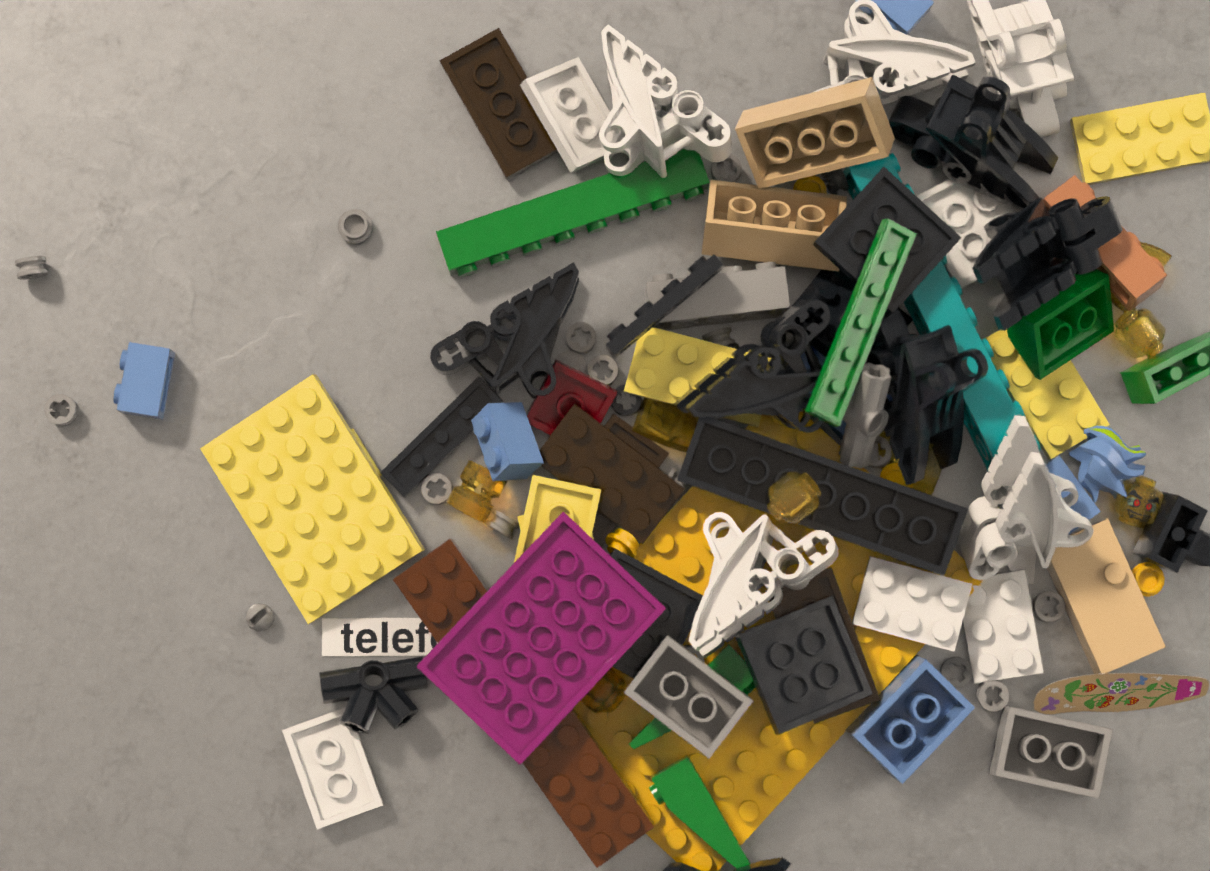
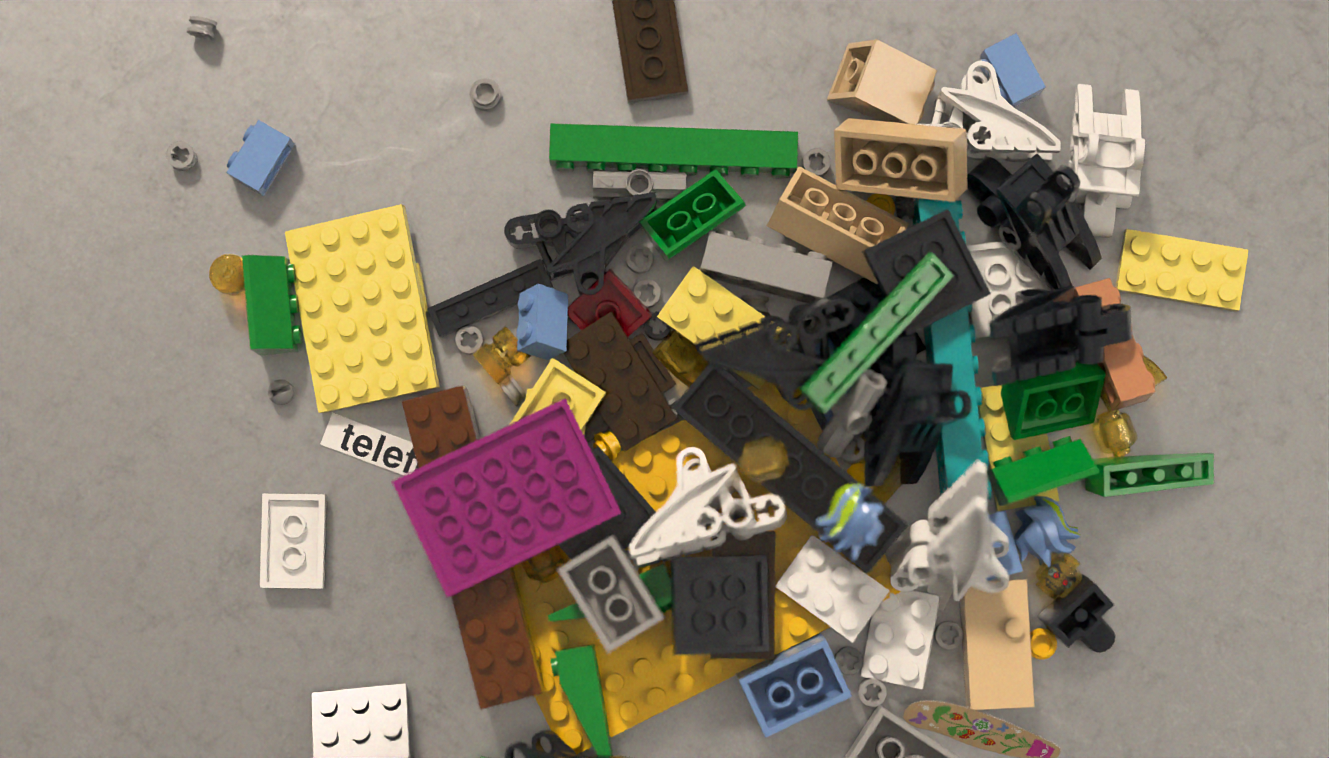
camera: 20 degrees right, 0 degrees up
(173, 516) = (221, 268): none -> clear yellow head
(216, 529) = (271, 304): none -> green slope
(366, 700) = (341, 494): black piece -> none
(530, 269) = (618, 184): none -> light grey piece
(570, 112) = (705, 68): white plate -> none
(619, 271) = (692, 214): none -> green slope
(637, 112) = (756, 90): white piece -> none
(674, 295) = (703, 260): black plate -> none
(763, 60) = (882, 83): none -> tan slope
(908, 525) = (852, 519): none -> medium blue hair
(1081, 400) = (1041, 470): none -> green slope

